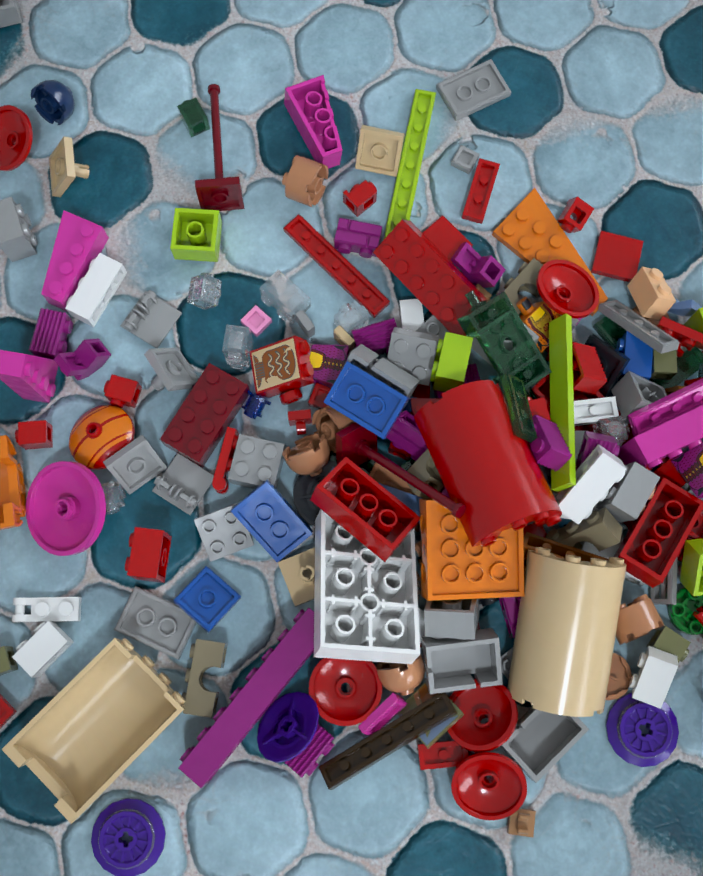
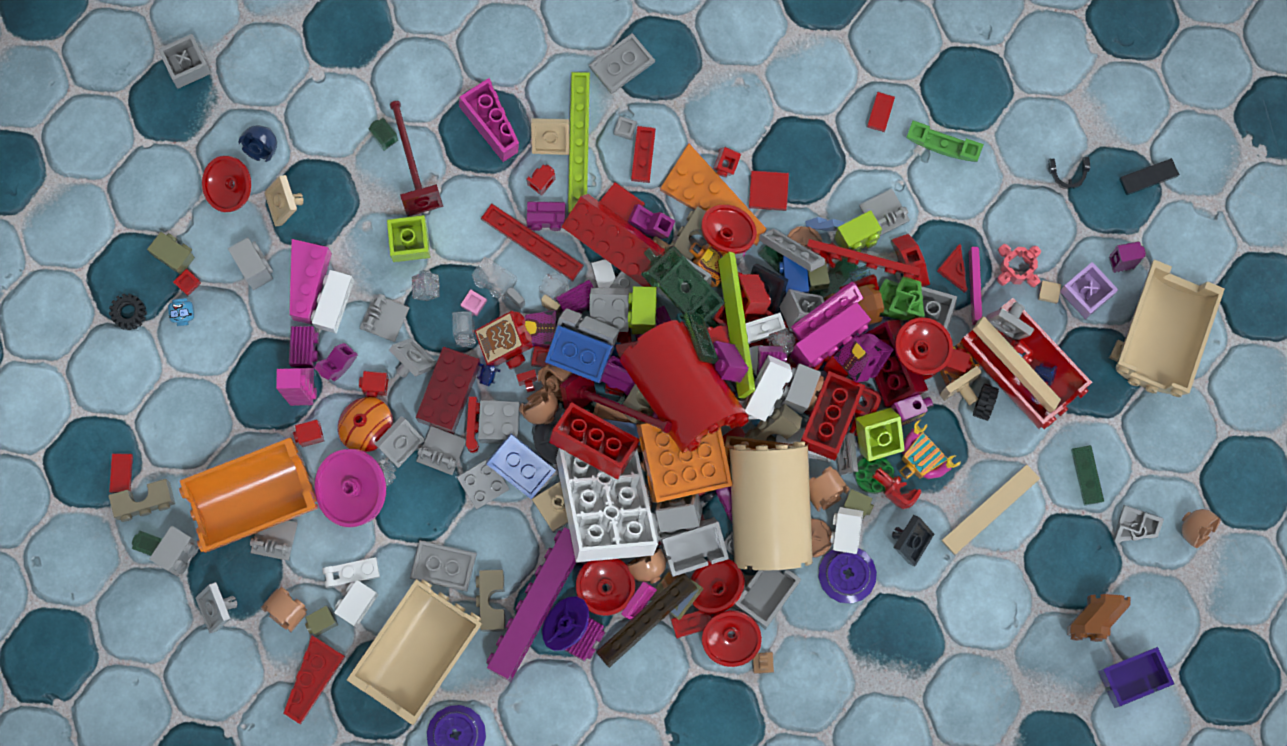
camera: 10 degrees left, 0 degrees up
(148, 554) = (427, 512): red brick -> none
(207, 599) = (480, 539): blue tile -> none
(305, 181) = (492, 174): nougat brick -> none
(651, 293) = (799, 219): light nougat brick -> none

